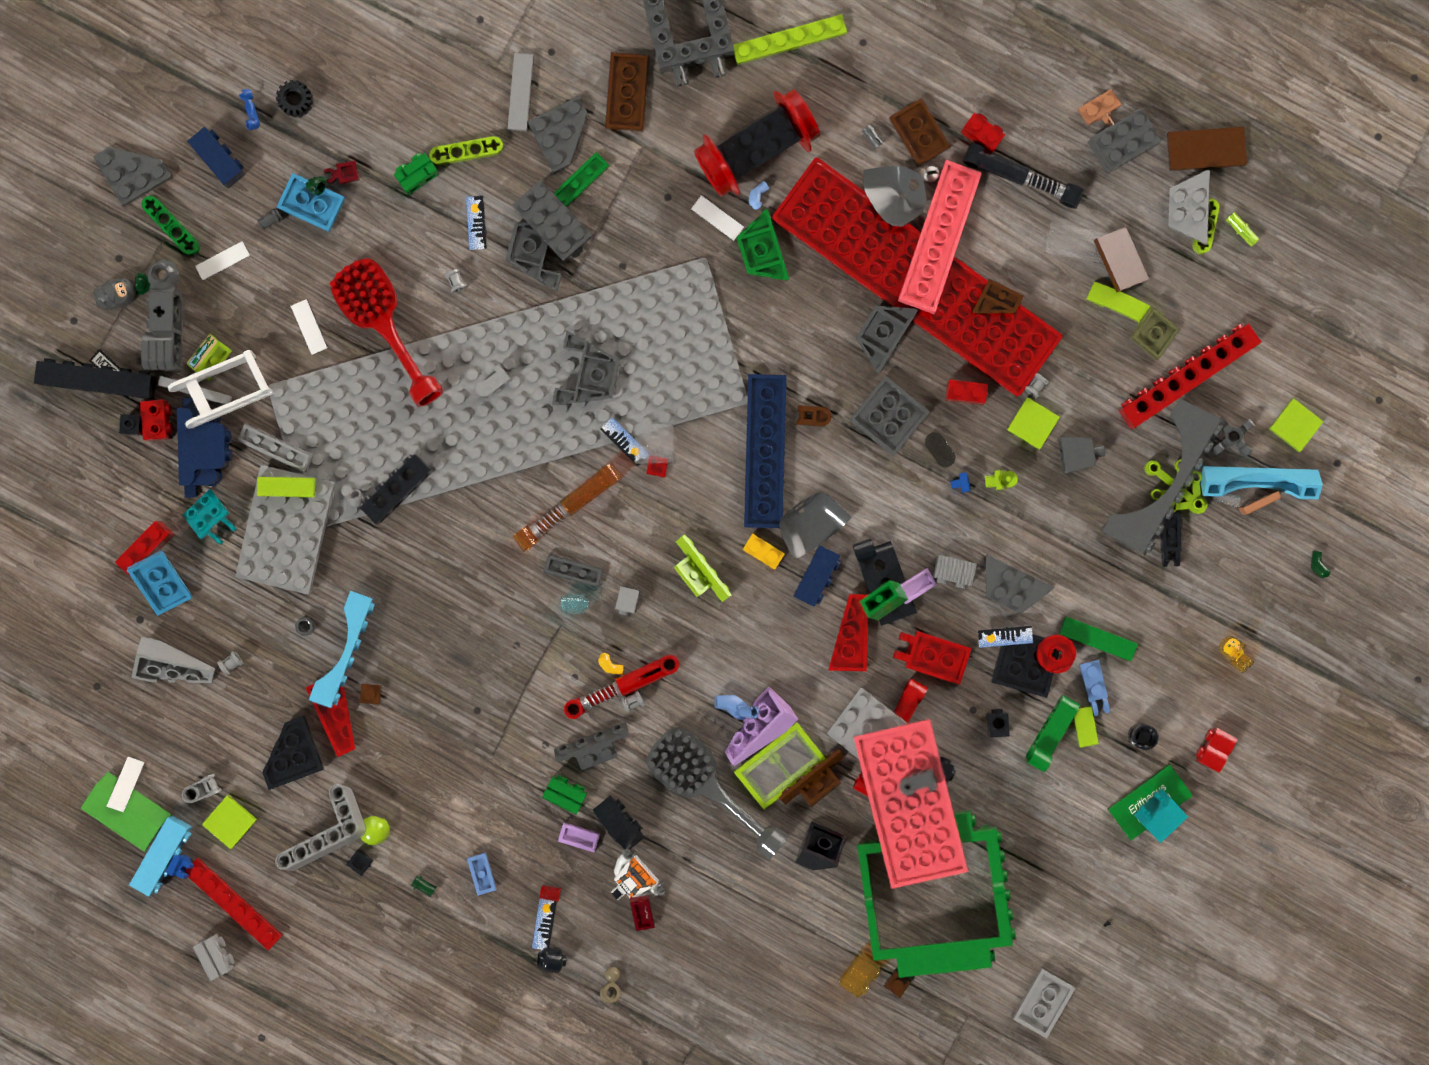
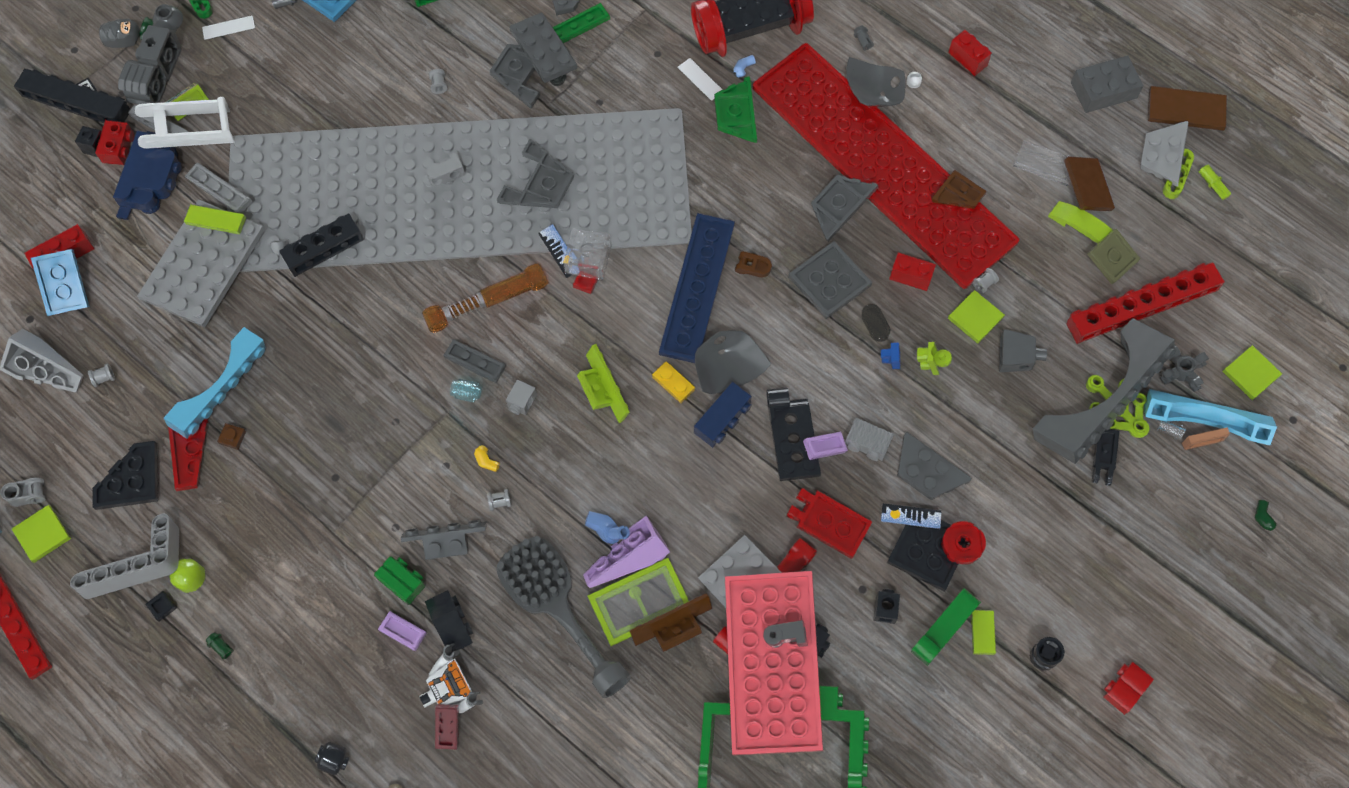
camera: 15 degrees right, 20 degrees down
(206, 514) = (128, 232): teal plate -> none
(305, 626) = (188, 356): dark grey tile -> none
(308, 326) = (288, 96): white sticker -> none
(369, 302) = (351, 80): red piece -> none
(476, 222) = (472, 41): sticker -> none
(481, 873) = (285, 645): medium blue plate -> none
(544, 924) = (338, 716): sticker -> none
(551, 897) = (352, 689): red piece -> none
(623, 685) = (494, 481): red piece -> none
(820, 848) = (661, 699): black slope -> none
(851, 641) = (745, 488): red wing -> none
(884, 600) = (787, 445): green brick -> none
(919, 132) = (909, 44): reddish brown tile -> none
(939, 237) = (911, 128): coral plate -> none
(980, 158) = (963, 72): black piece -> none
(1094, 685) = (1000, 590): medium blue hinge -> none
(1098, 638) = (1014, 543): green tile -> none
(1100, 109) = (1086, 55): nougat plate -> none
(1126, 807) = (1044, 732): green tile -> none
(1160, 815) = (1054, 746): teal plate -> none
(1234, 651) = (1161, 583): clear yellow piece -> none

